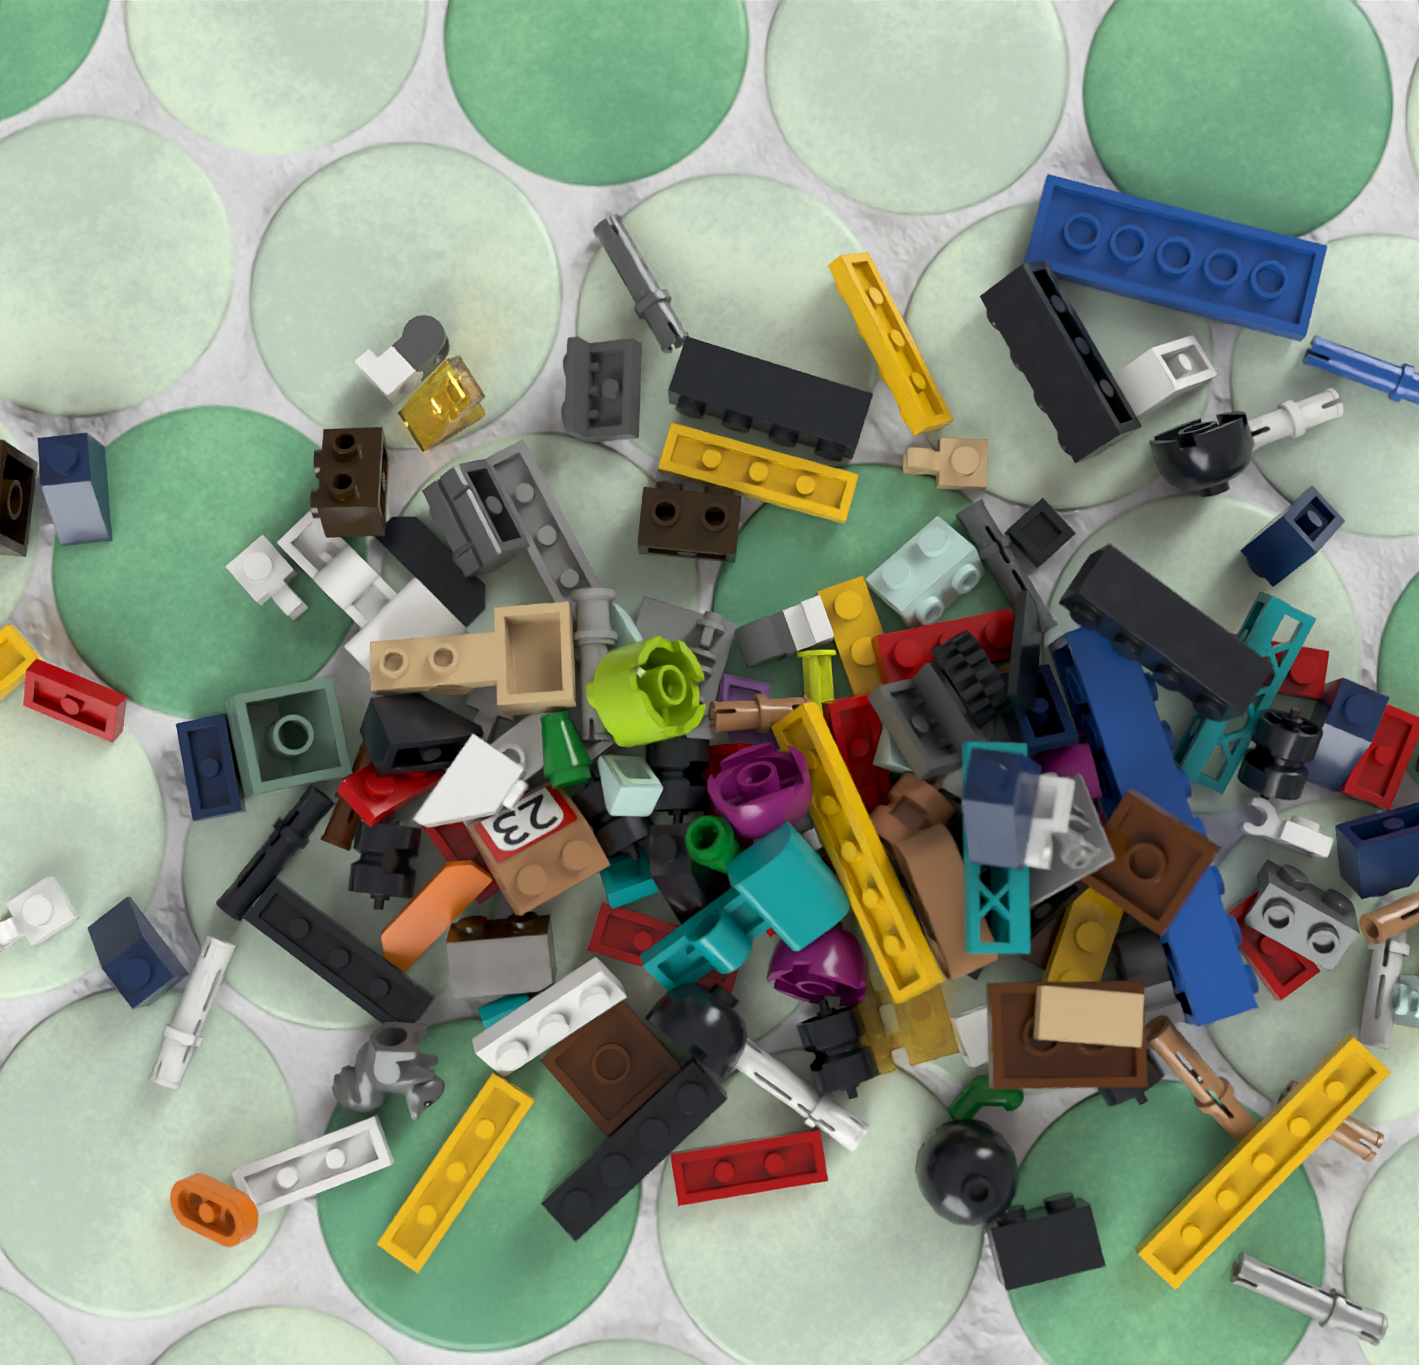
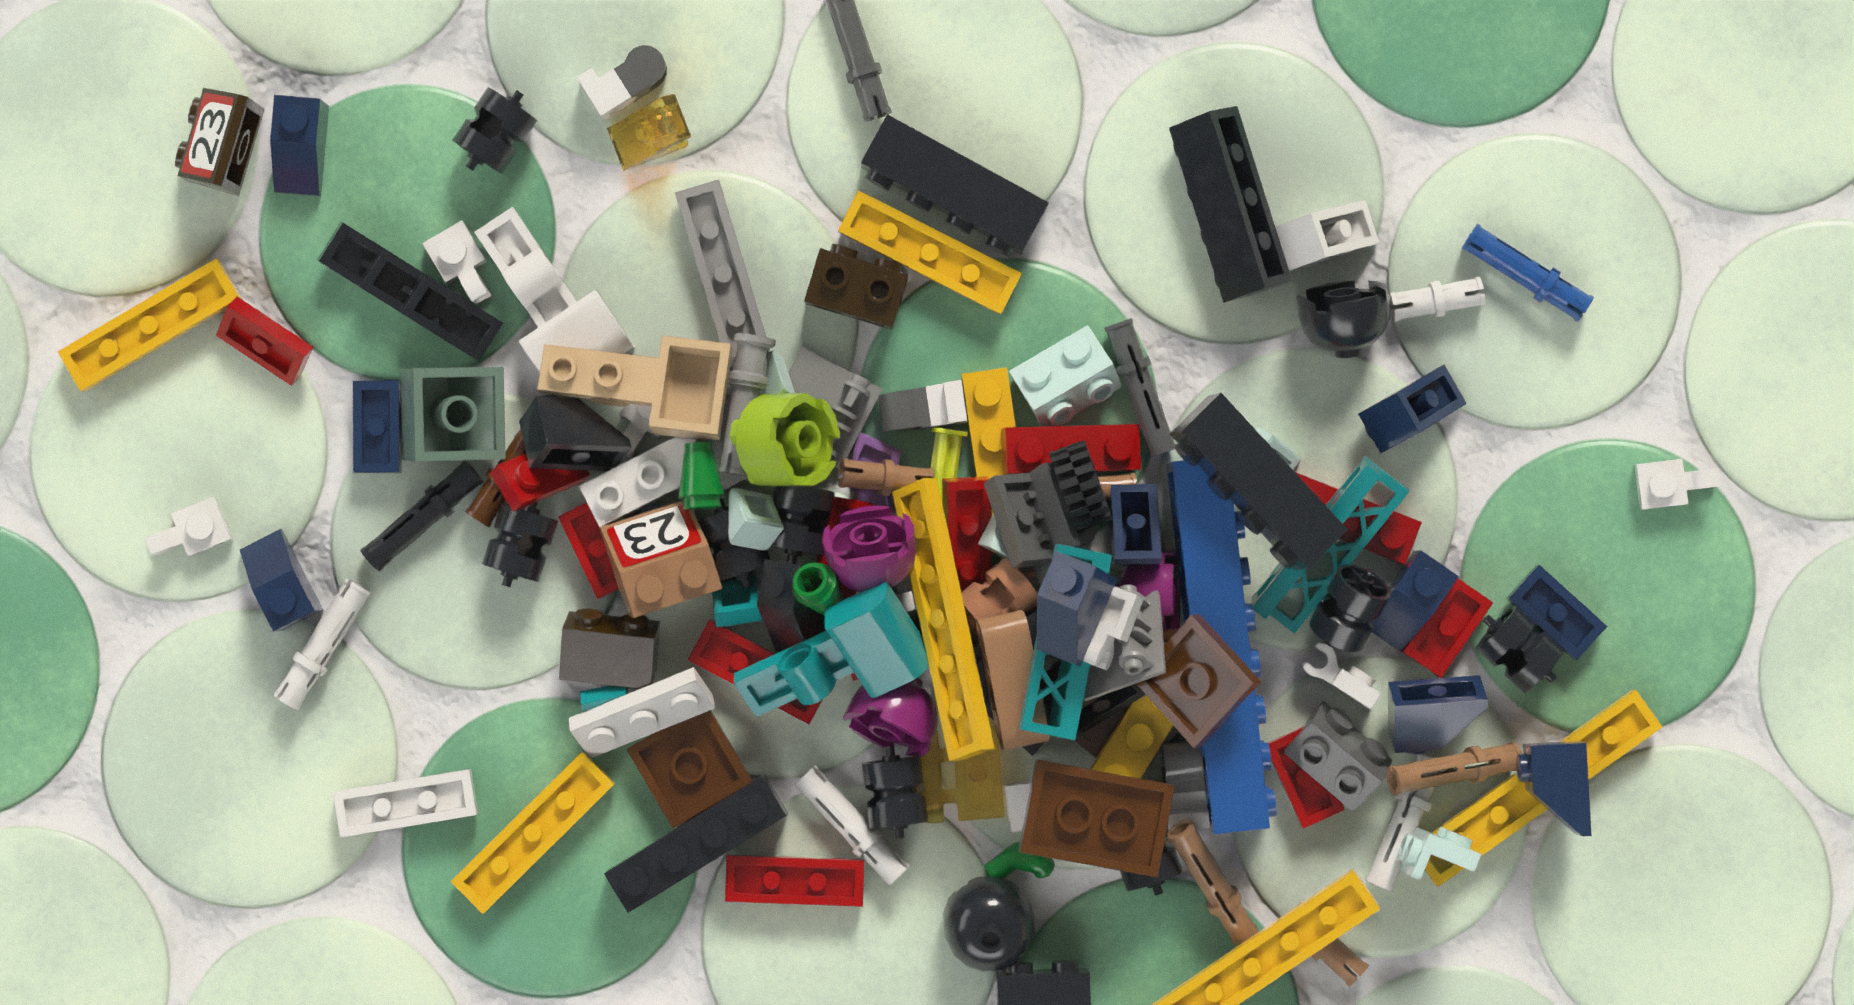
camera: 10 degrees right, 5 degrees up
(214, 1209) = (312, 822): orange plate -> none
(221, 618) = (409, 291): none -> black slope
(280, 431) = (494, 130): none -> black wheel
(338, 955) = (463, 622): black plate -> none
(351, 482) = (554, 190): dark brown brick -> none
(387, 1065) = (492, 726): dark grey animal -> none
(432, 911) = (554, 597): orange piece -> none
(433, 566) = (614, 280): black piece -> none
(474, 786) = (614, 494): white slope -> none
(475, 518) = (660, 245): dark grey brick -> none
(602, 389) = (800, 146): dark grey bracket -> none
(702, 1024) = (777, 746): black cylinder -> none
(890, 343) = (1077, 154): yellow plate -> none
(956, 463) = (1116, 279): tan plate -> none
(1025, 654) = (1134, 472): black piece -> none
(1040, 533) = (1178, 360): black plate -> none
(1089, 1016) = (1117, 805): tan tile -> none
(1176, 257) = (1362, 124): blue plate -> none

